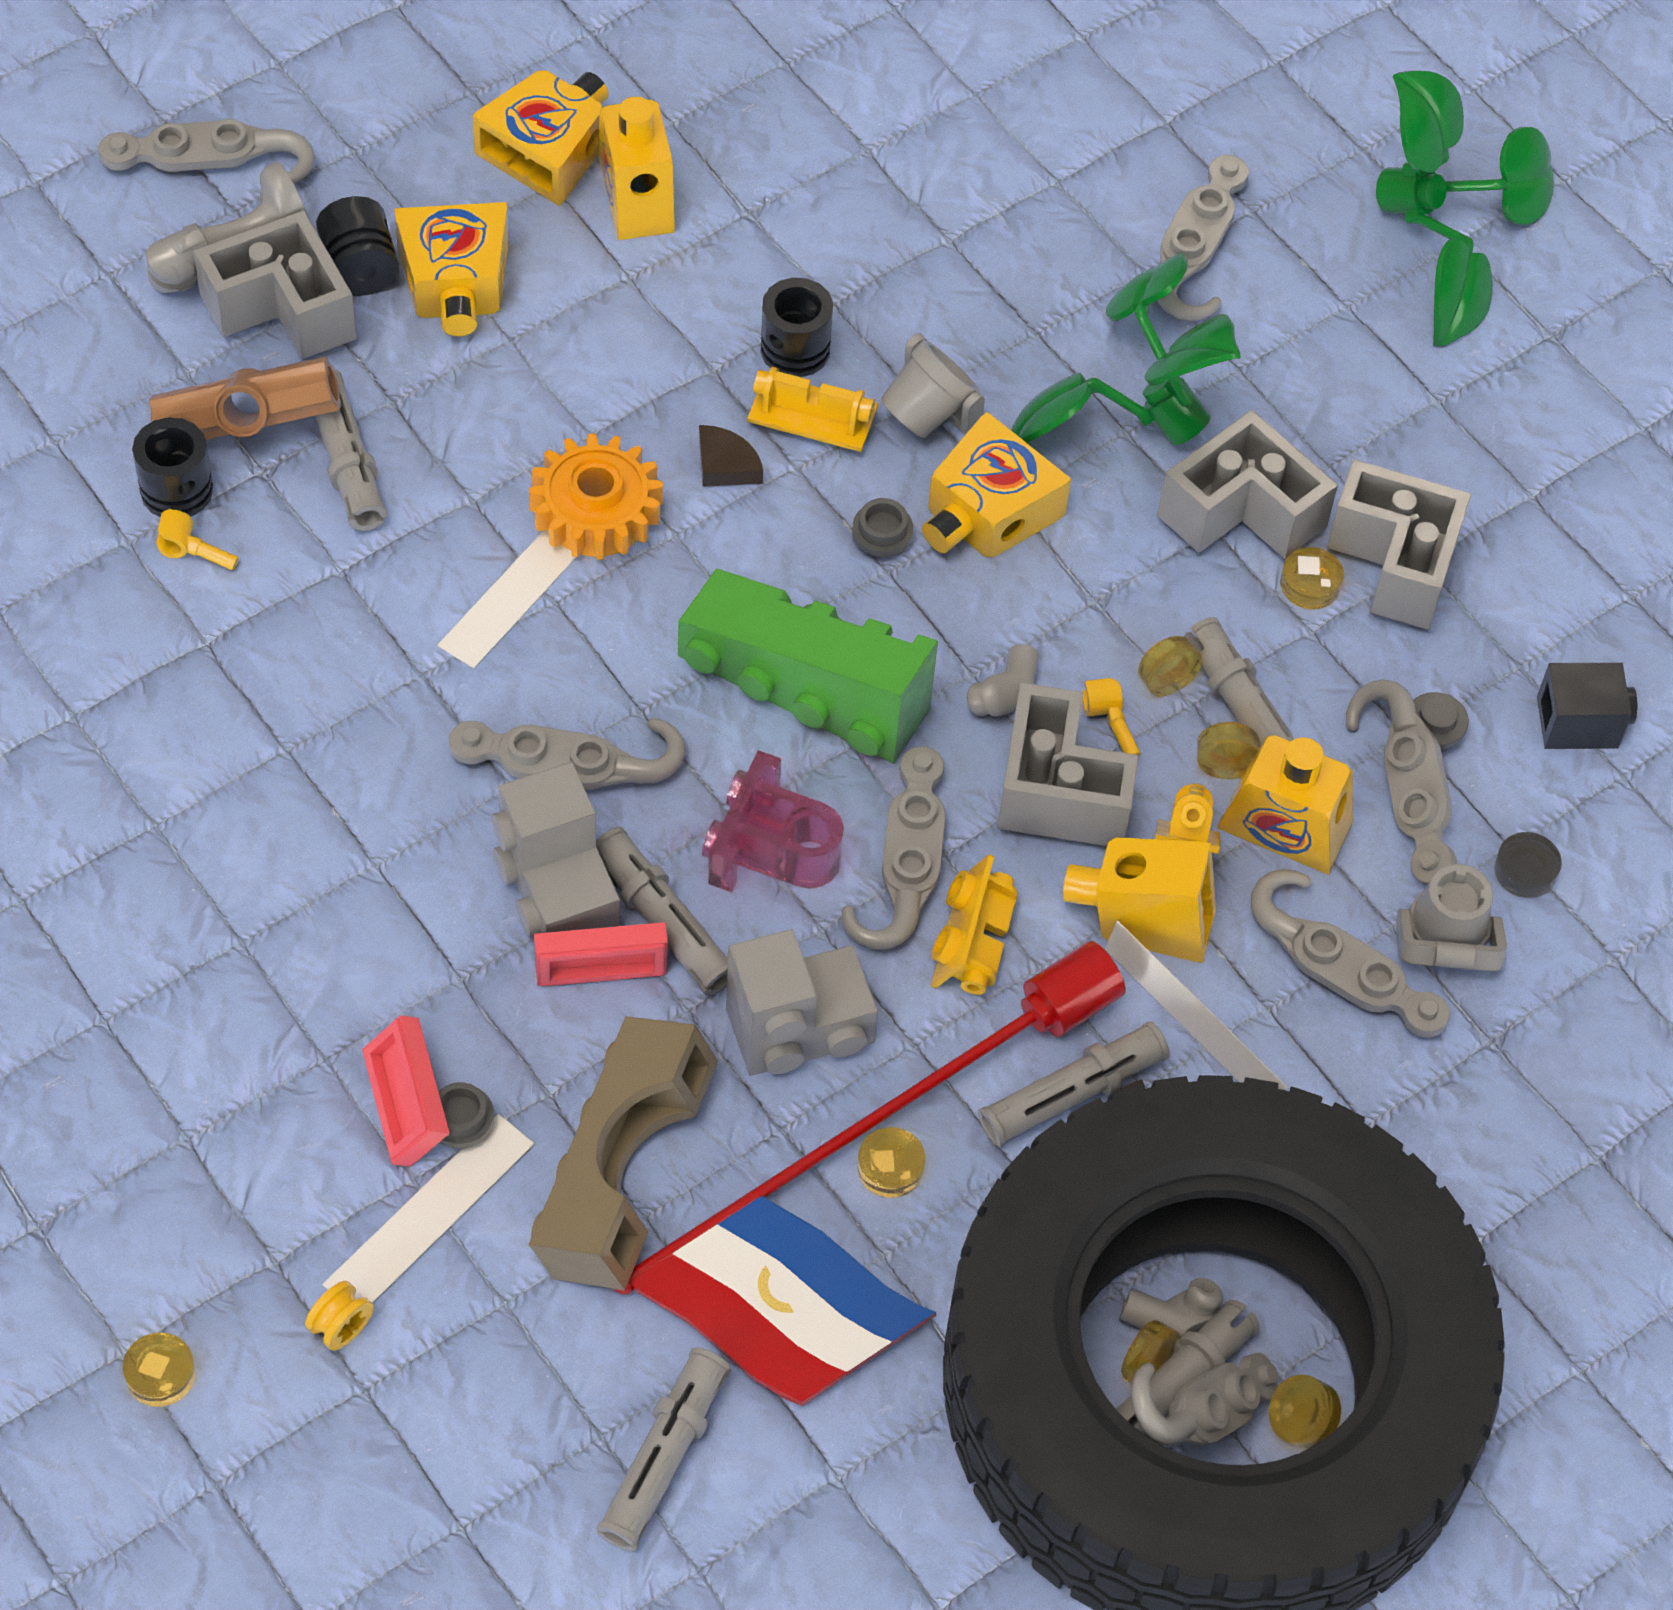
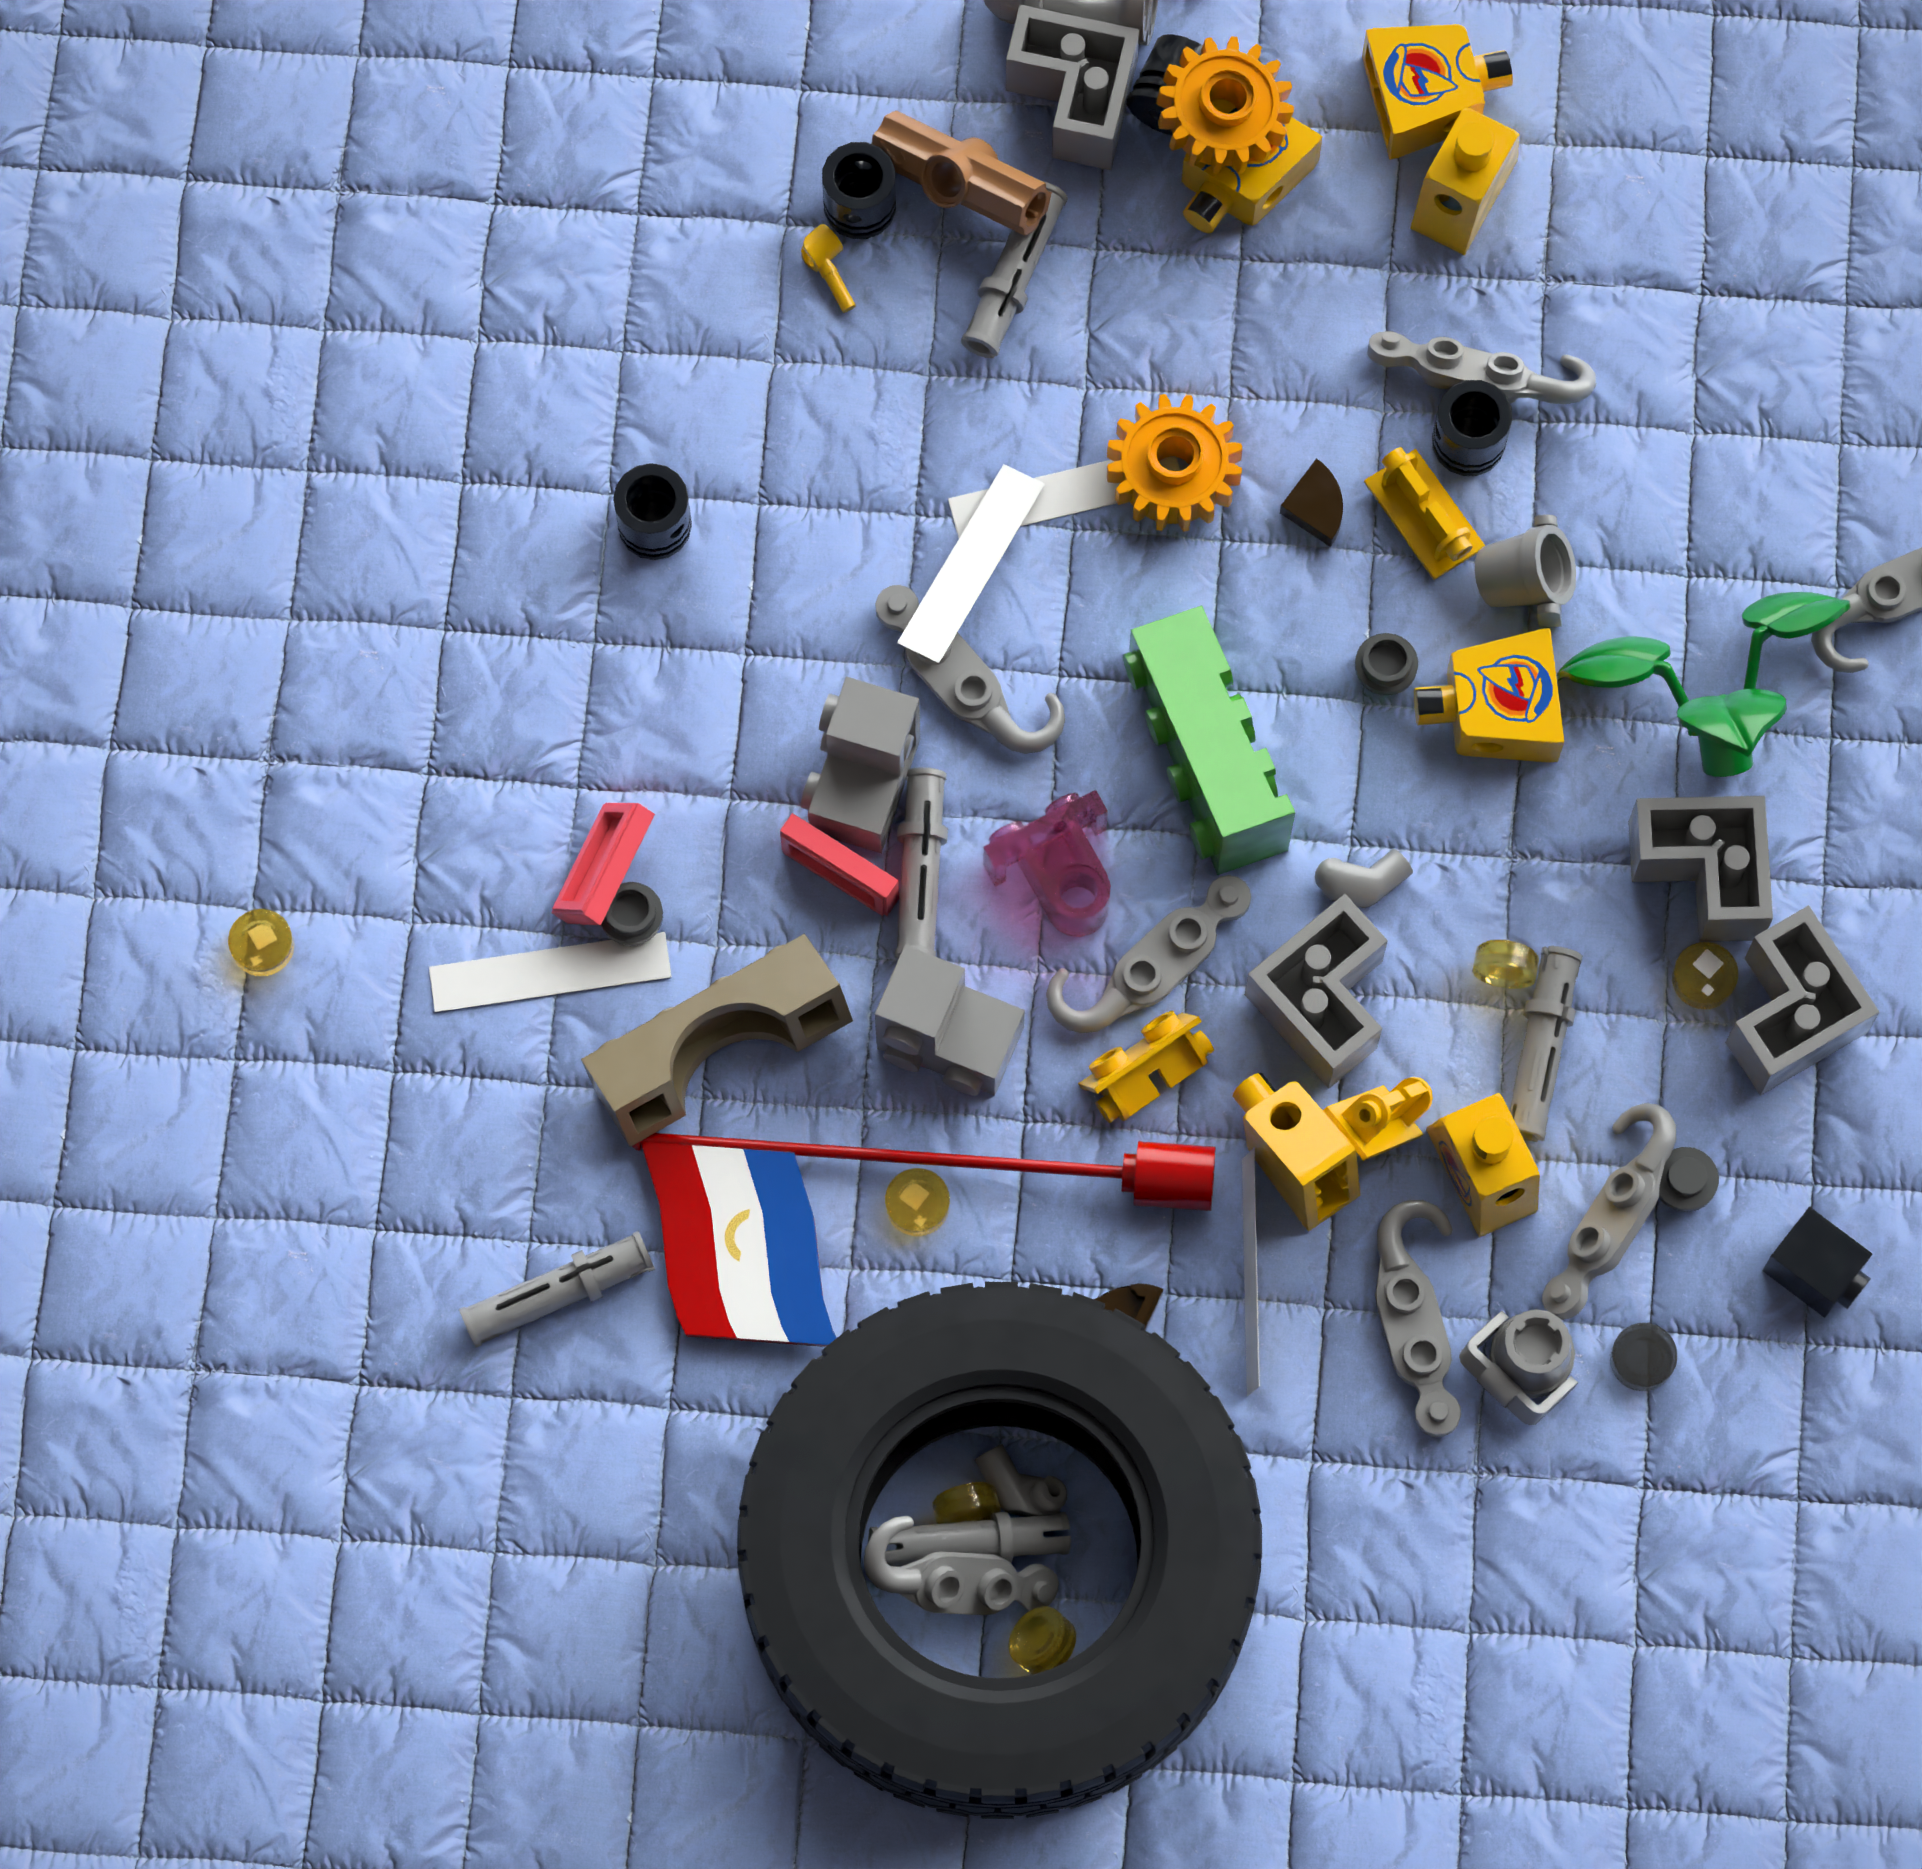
camera: 45 degrees right, 15 degrees up
(210, 801) = (652, 511): none -> black piece
(339, 1315) = (413, 1003): yellow bush -> none
(419, 217) = (1235, 77): none -> light orange gear
(503, 671) = (971, 563): none -> white sticker
(735, 300) = (1448, 362): none -> light grey piece
(1097, 1071) = (1108, 1251): light grey pin -> none
(1106, 698) = (1429, 950): yellow hand -> none
(1226, 749) = (1484, 1071): clear yellow tile -> none

